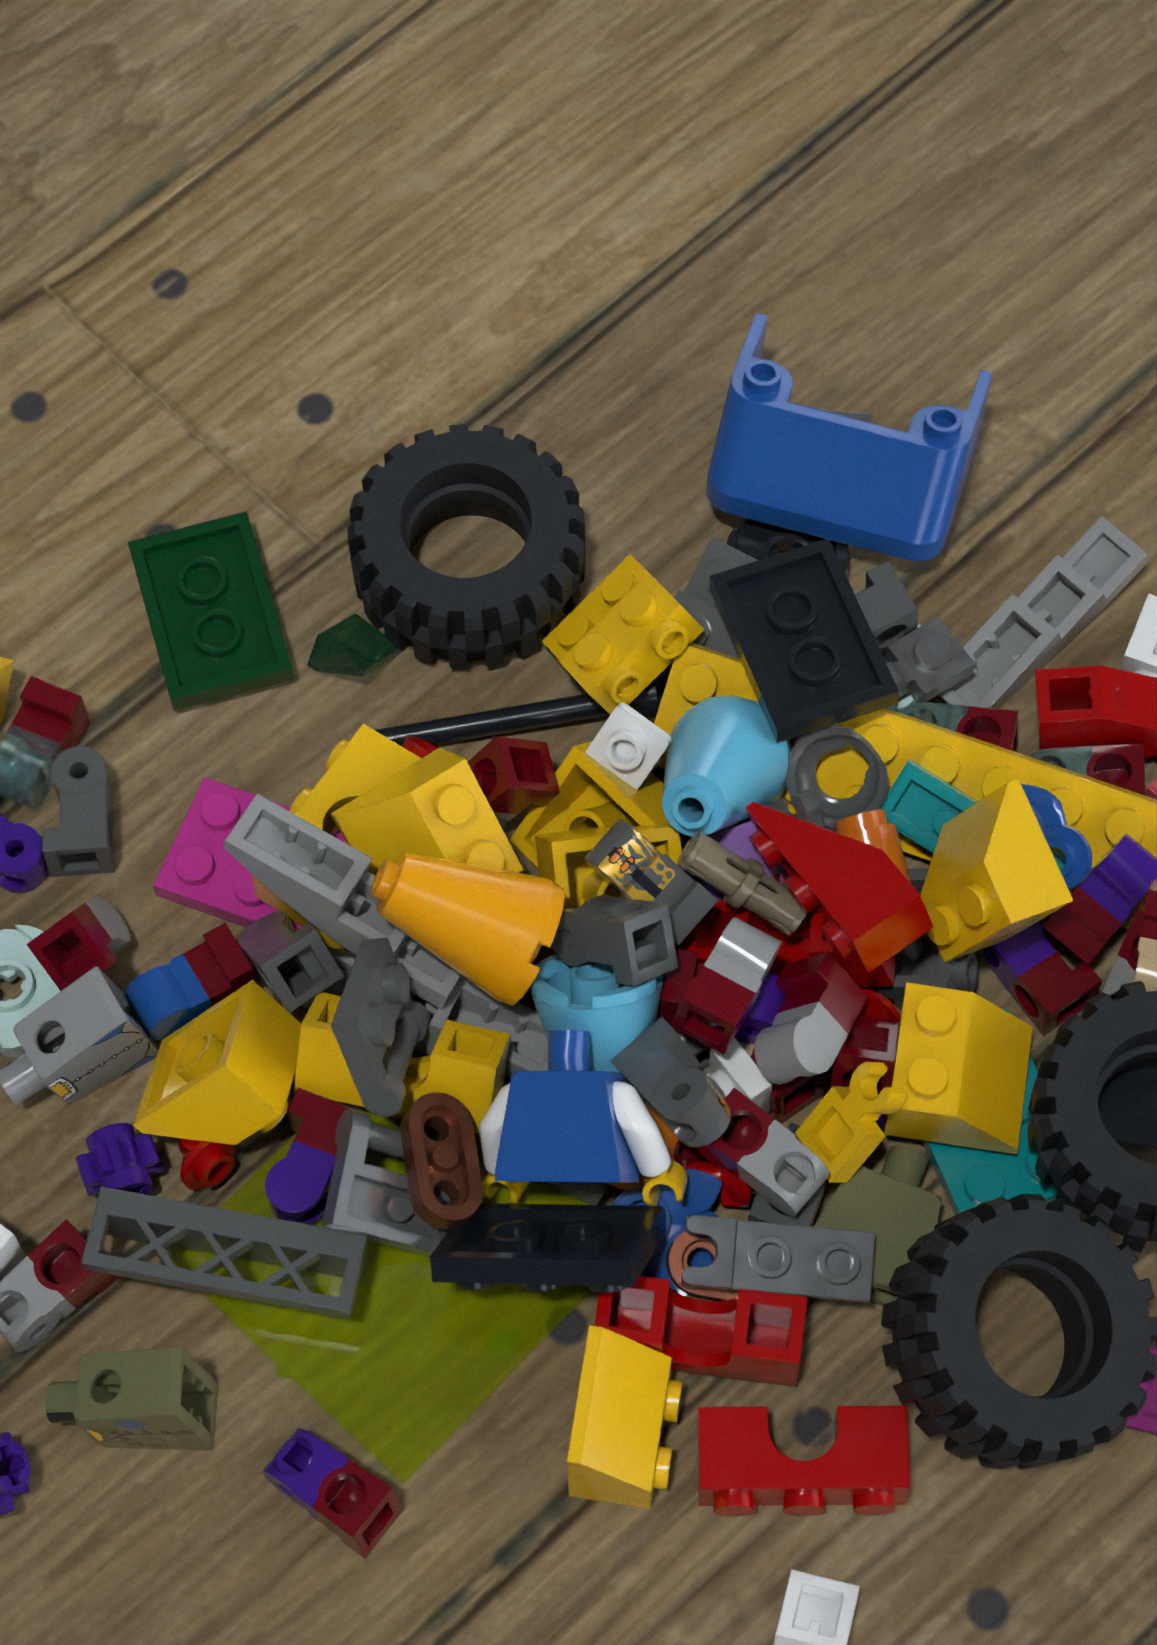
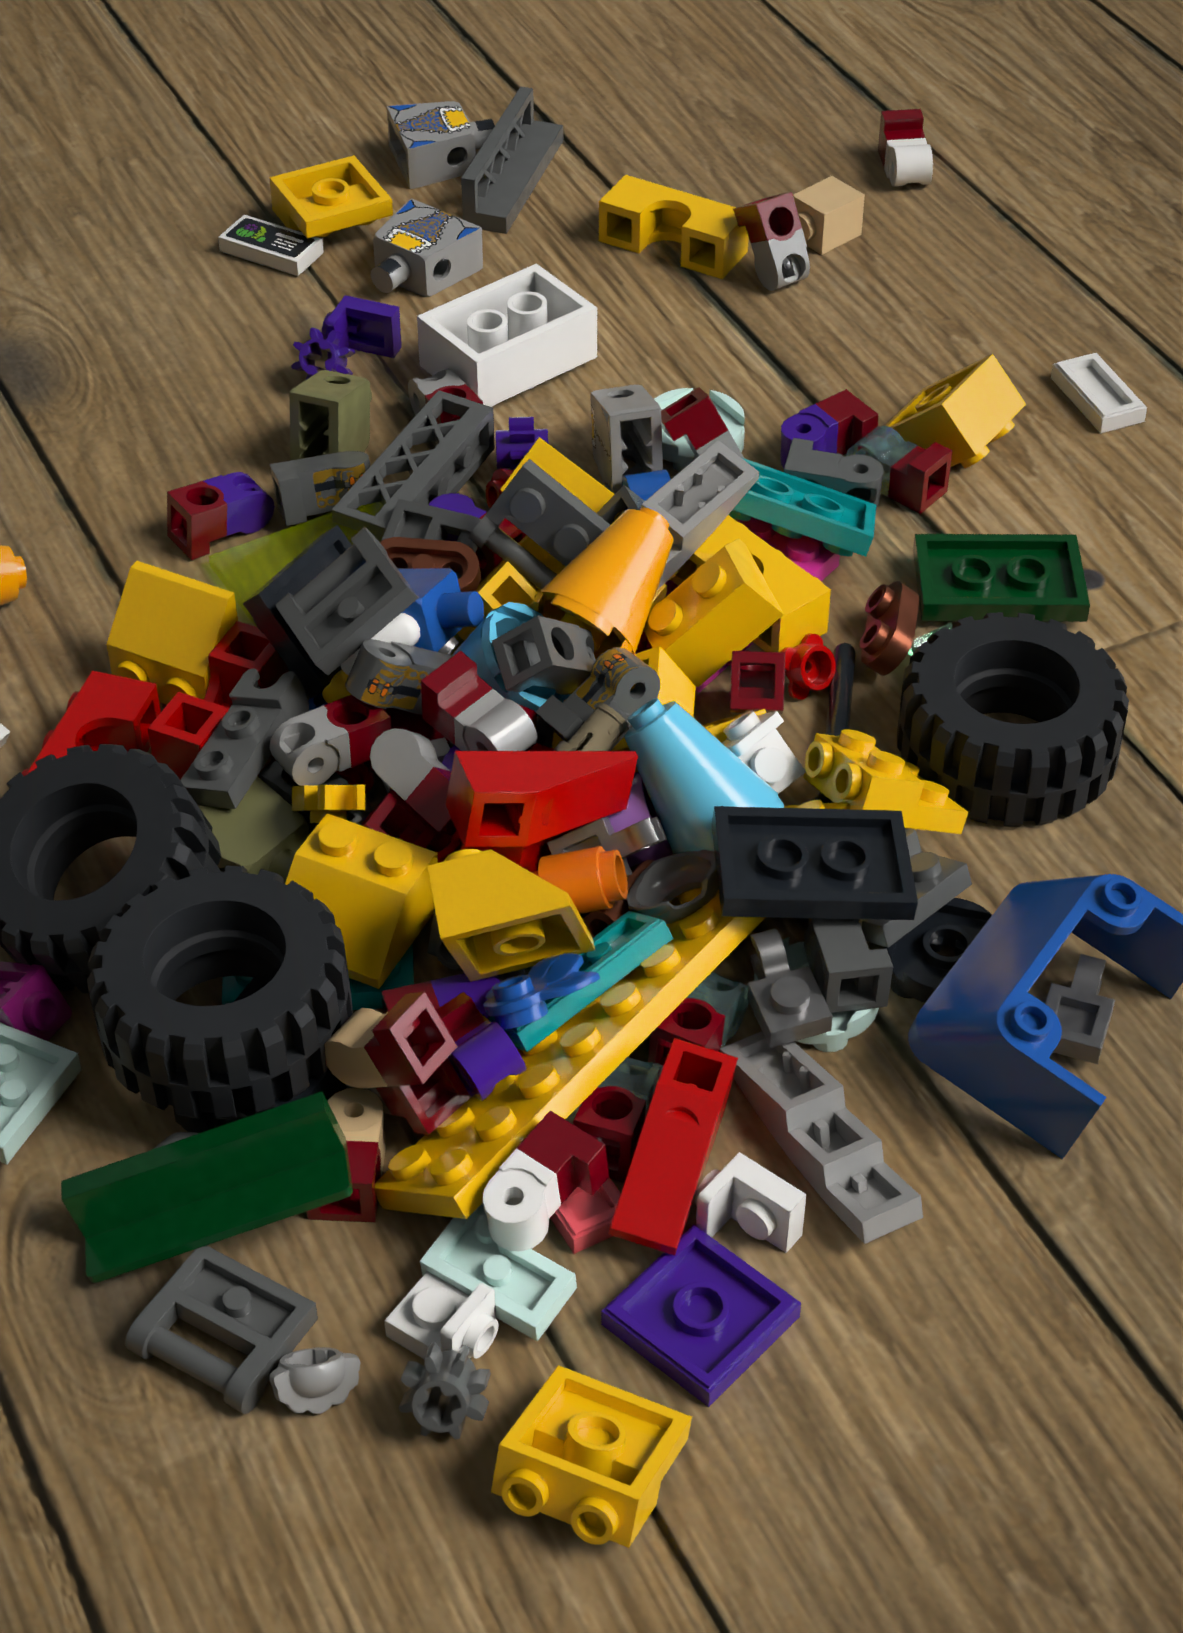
camera: 105 degrees right, 20 degrees down
(170, 821) = (808, 509): none -> teal plate
(251, 1385) = (315, 483): none -> dark grey leg
(335, 692) = (889, 627): none -> copper plate
(641, 1136) = (347, 602): none -> dark grey plate

